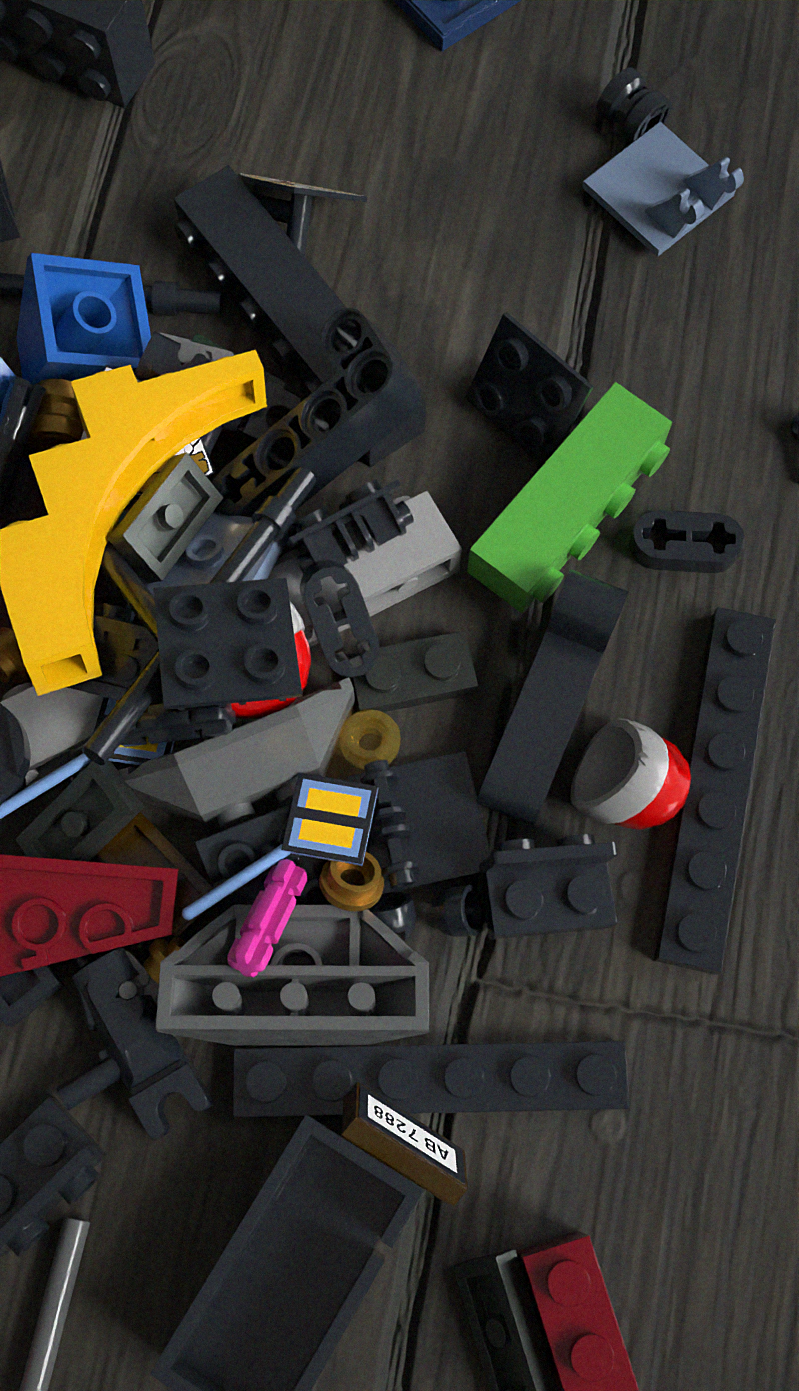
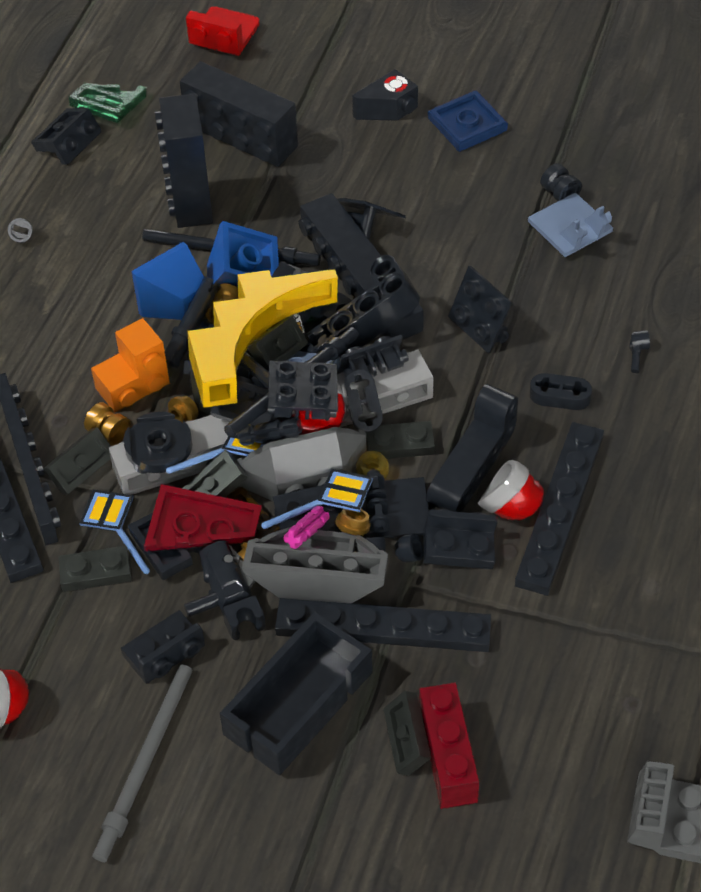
camera: 10 degrees right, 20 degrees down
(404, 1144) = (379, 653): tile -> none
(569, 498) = (496, 360): bright green brick -> none

